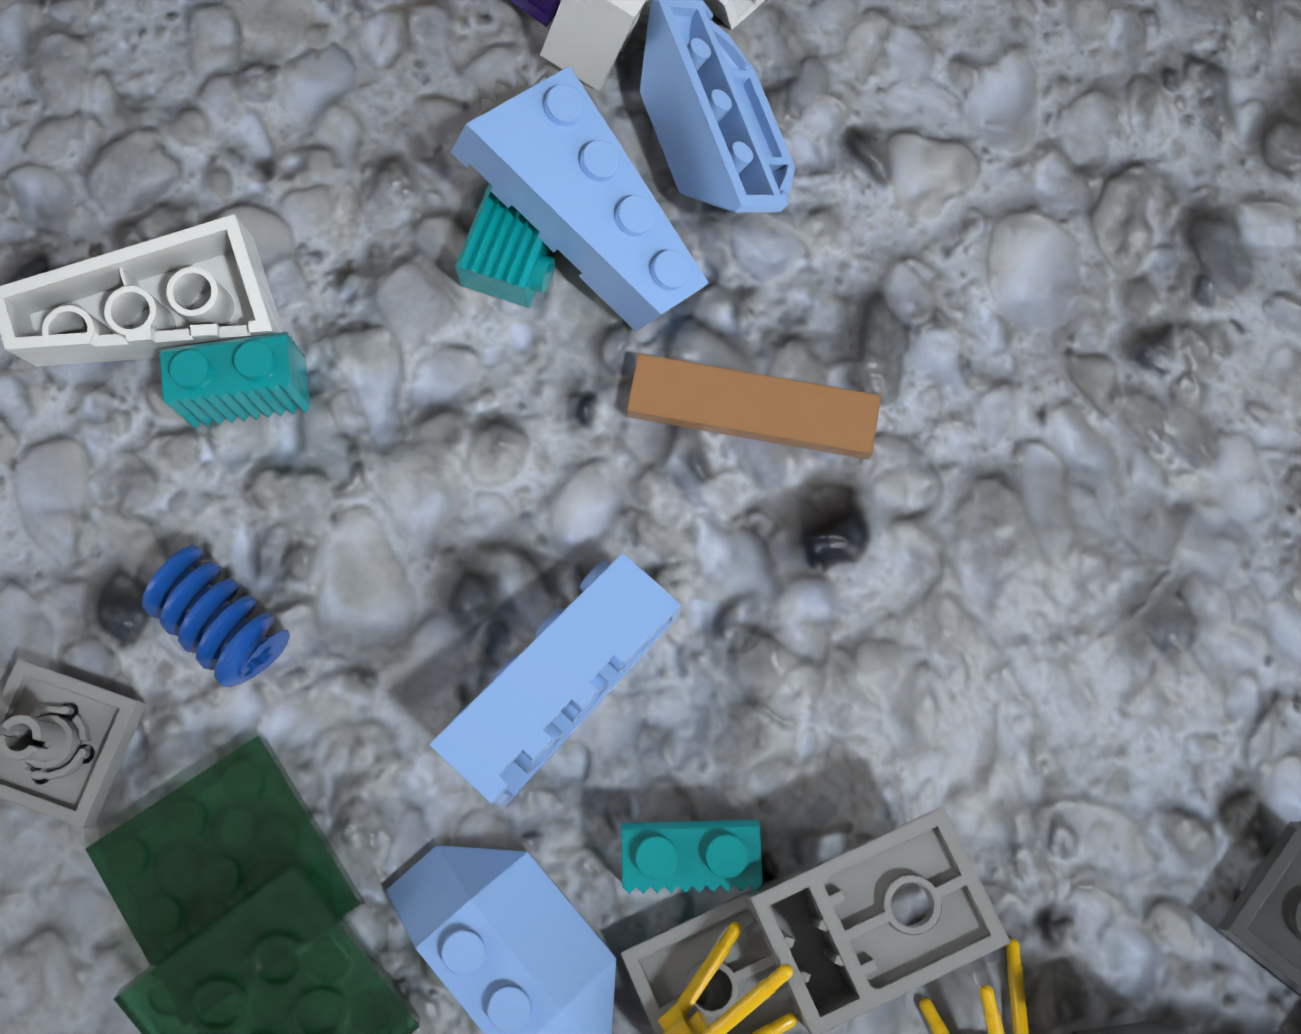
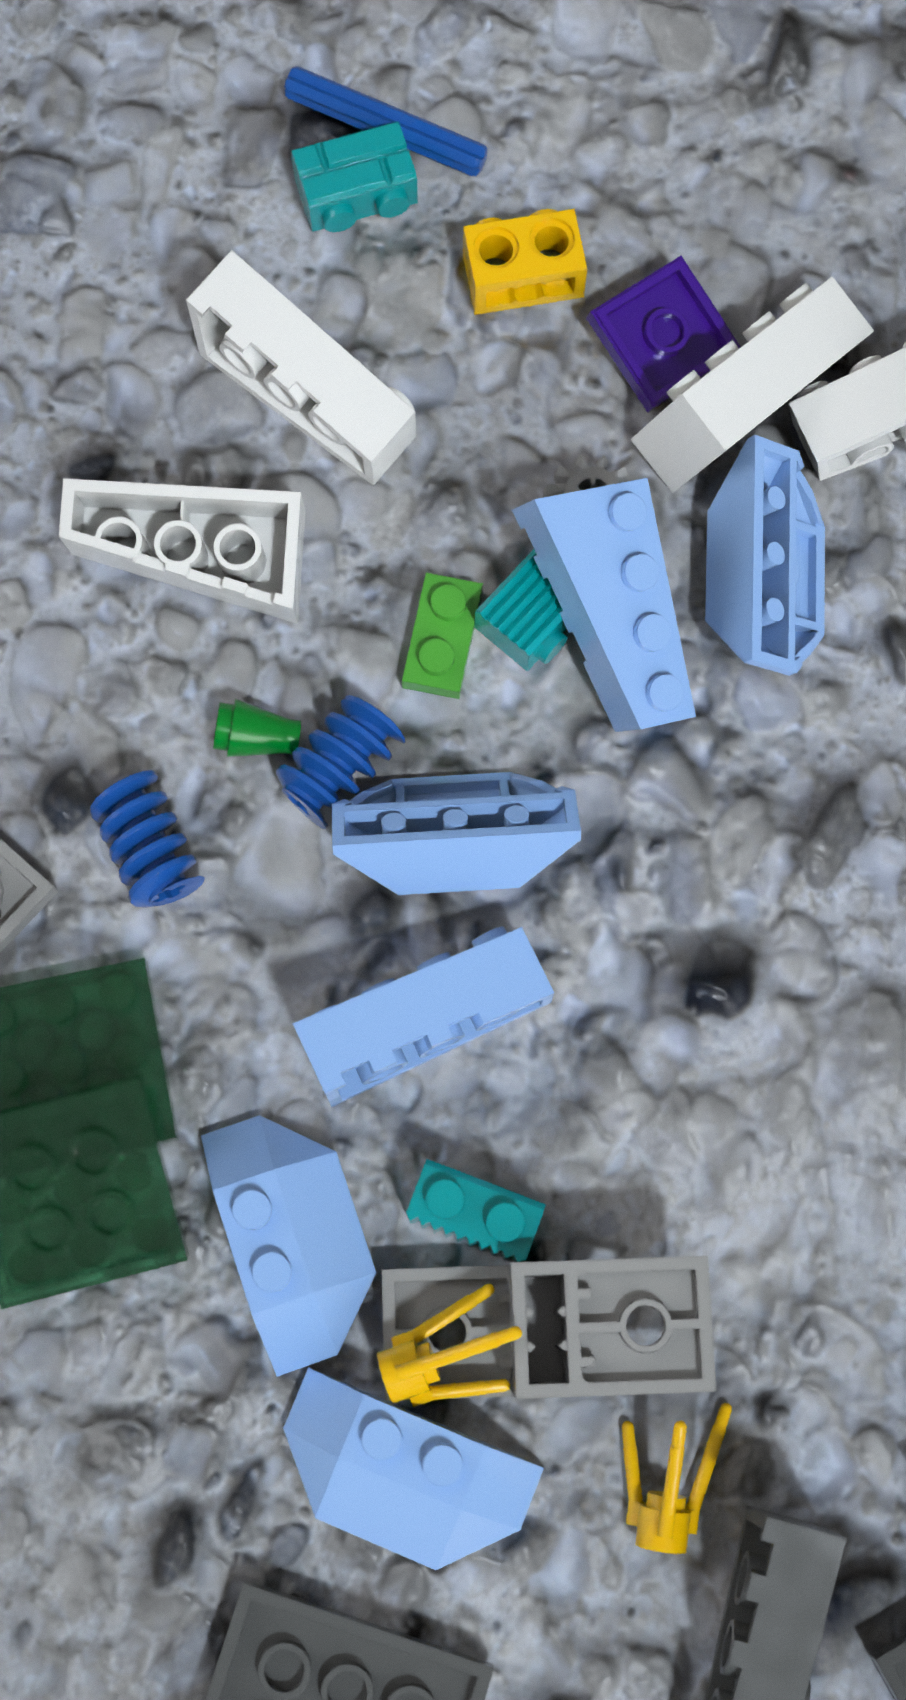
camera: 20 degrees right, 0 degrees up
(187, 101) = (298, 369): none -> white wedge
(235, 379) = (243, 636): teal brick -> none
(282, 467) = (254, 731): none -> green cone
(375, 459) = (337, 757): none -> blue piece
(433, 305) = (442, 636): none -> bright green plate
(519, 487) = (455, 831): none -> light blue wedge
(754, 406) = (694, 842): medium nougat tile -> none

